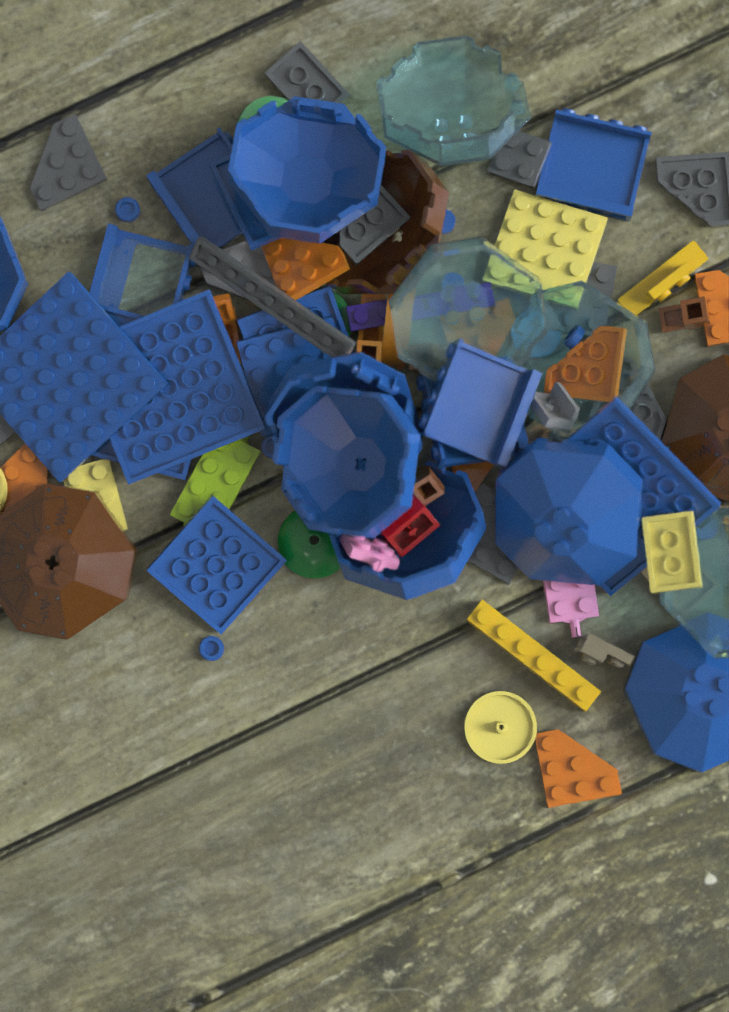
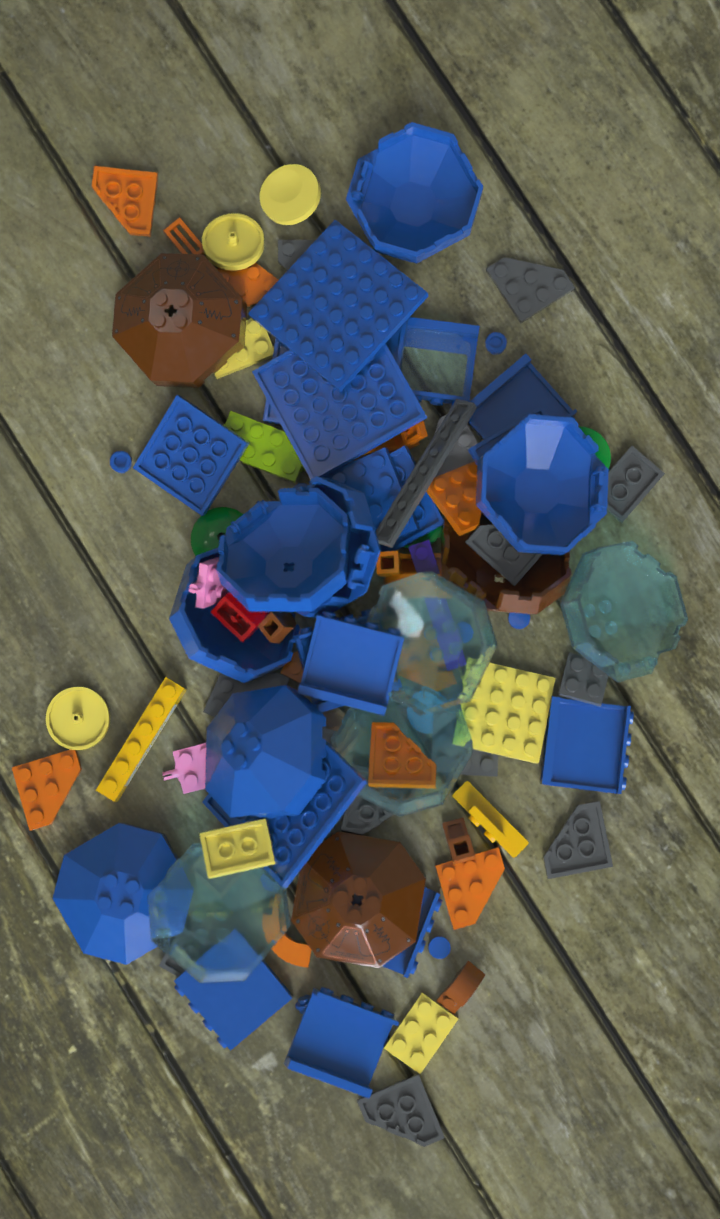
camera: 85 degrees right, 0 degrees up
(555, 408) = (356, 731): light grey bracket -> none
(574, 337) = (425, 743): blue tile -> none
(595, 650) = (150, 792): dark tan plate -> none

